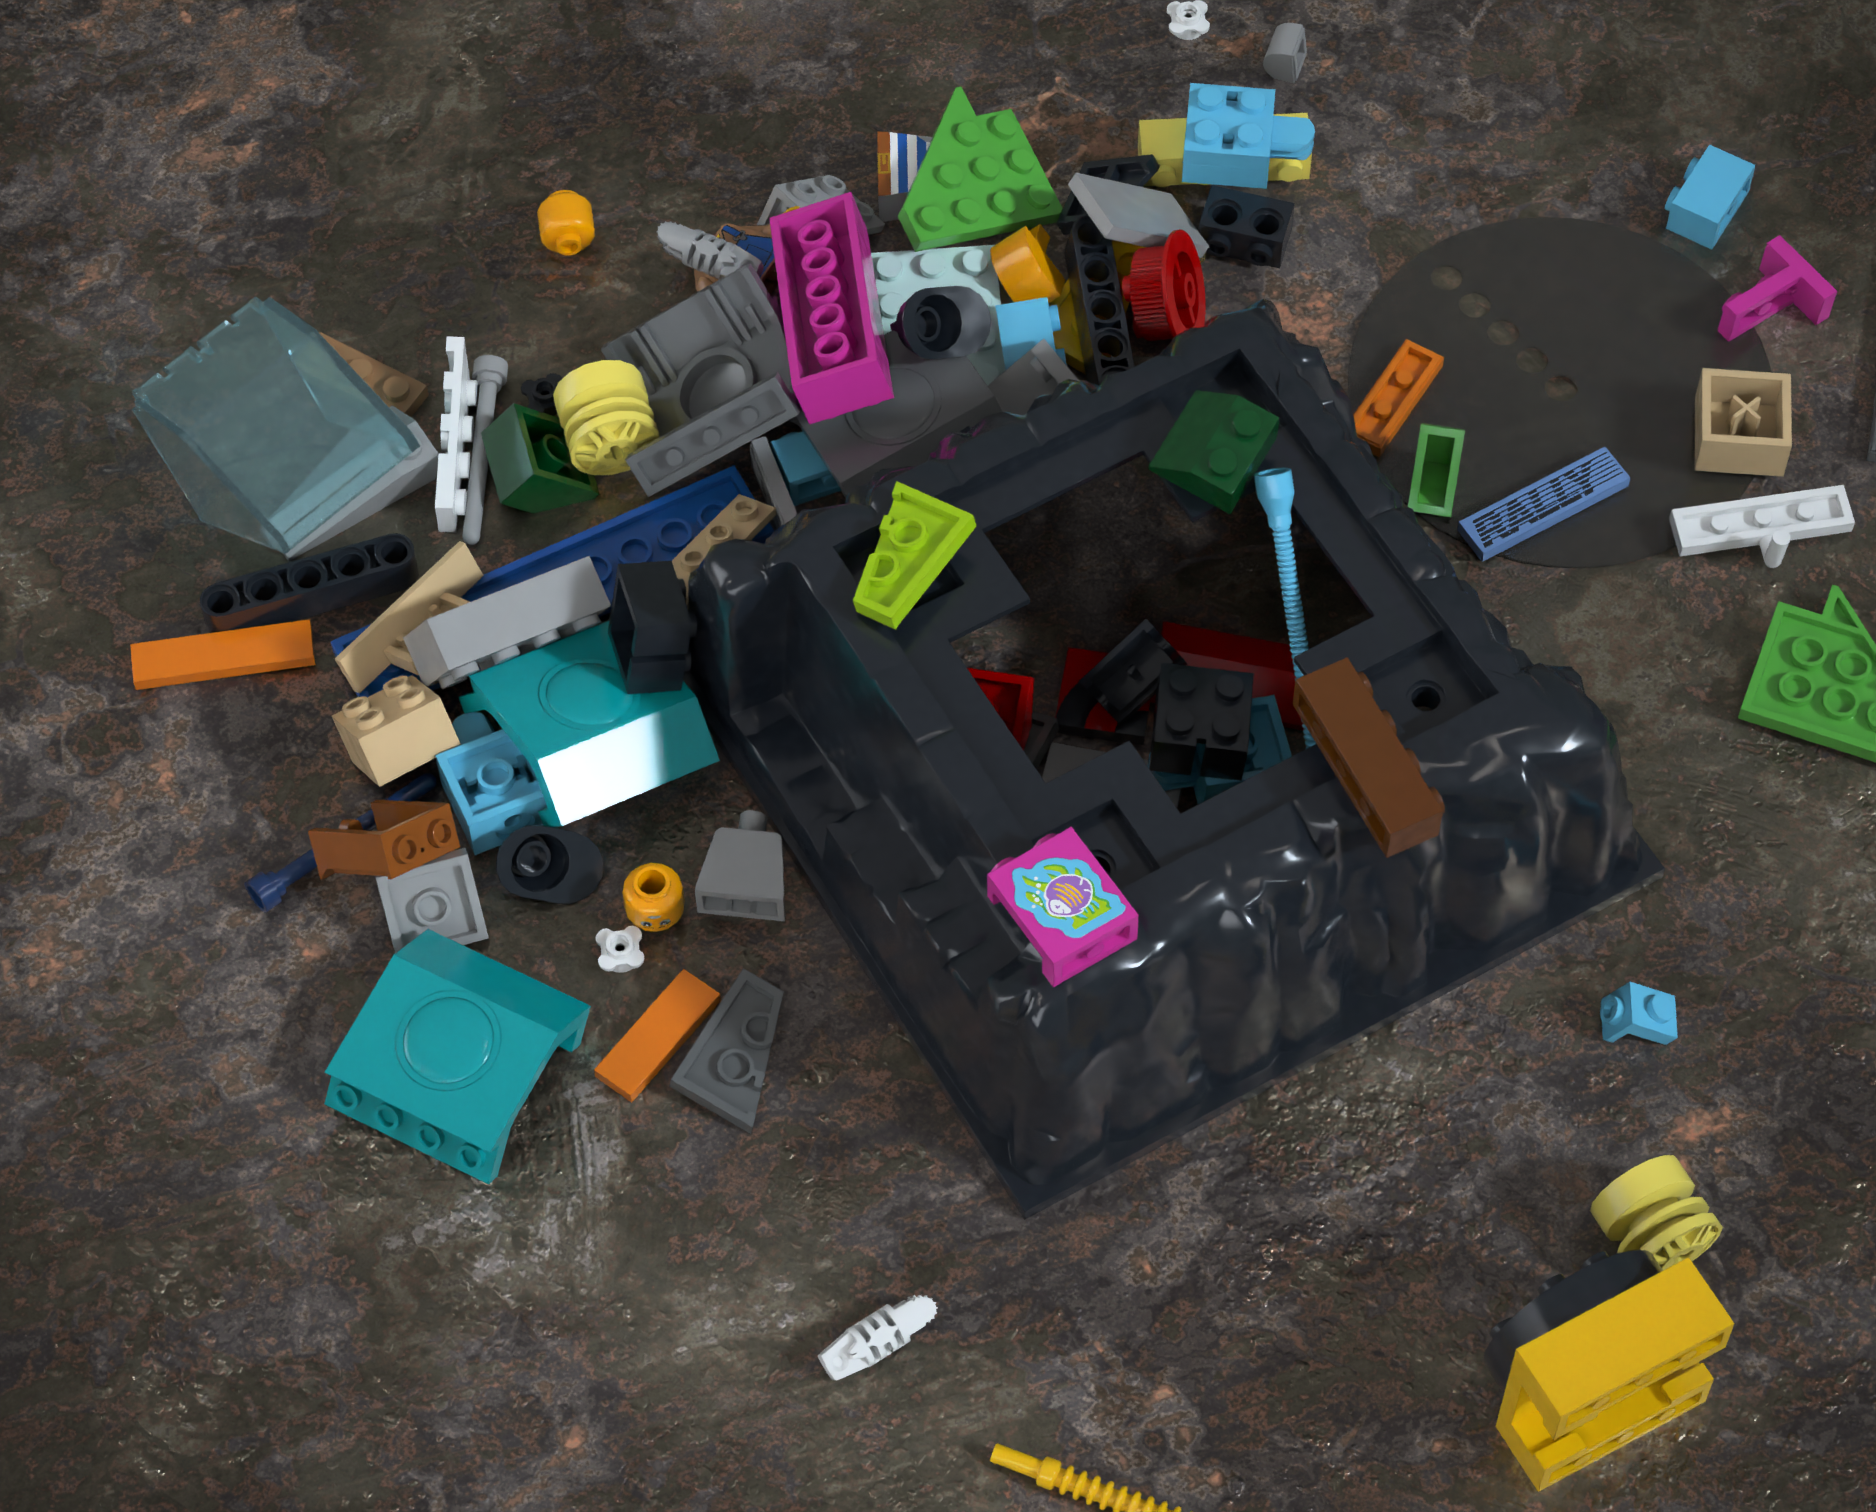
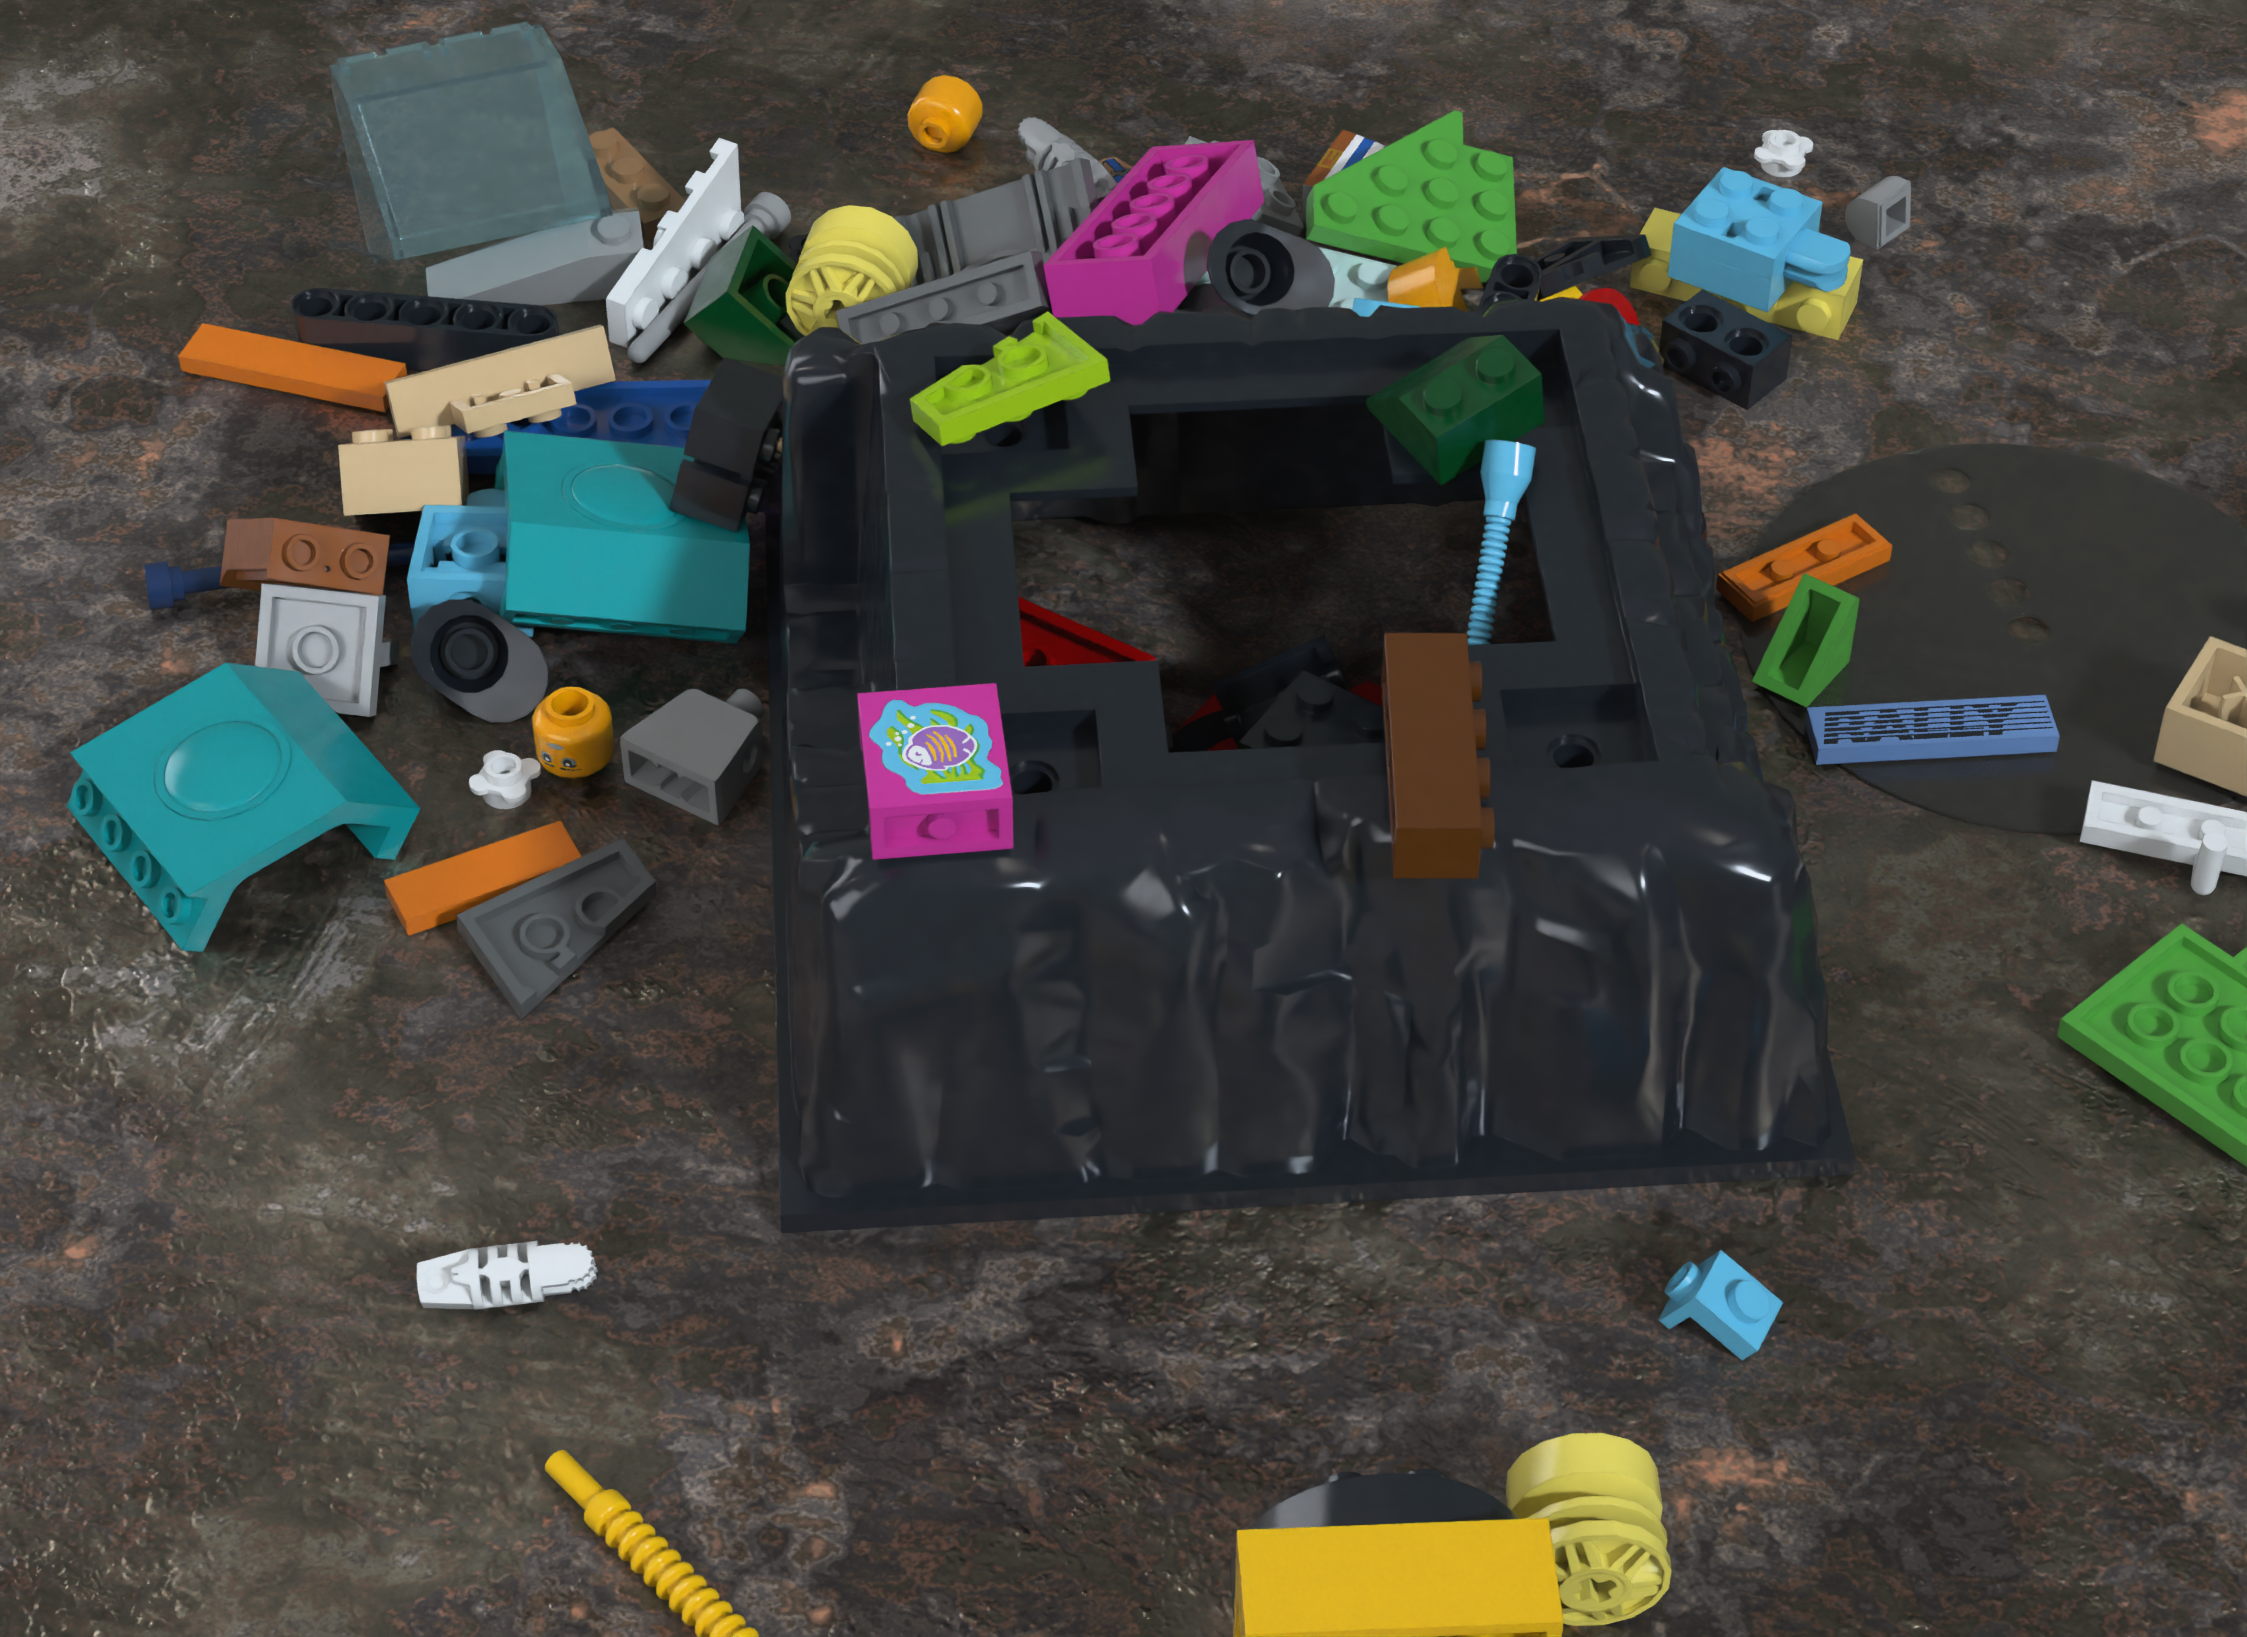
camera: 25 degrees right, 15 degrees down
(507, 623) = (581, 391): light grey brick -> none
(1133, 212) = (1572, 267): light grey tile -> none

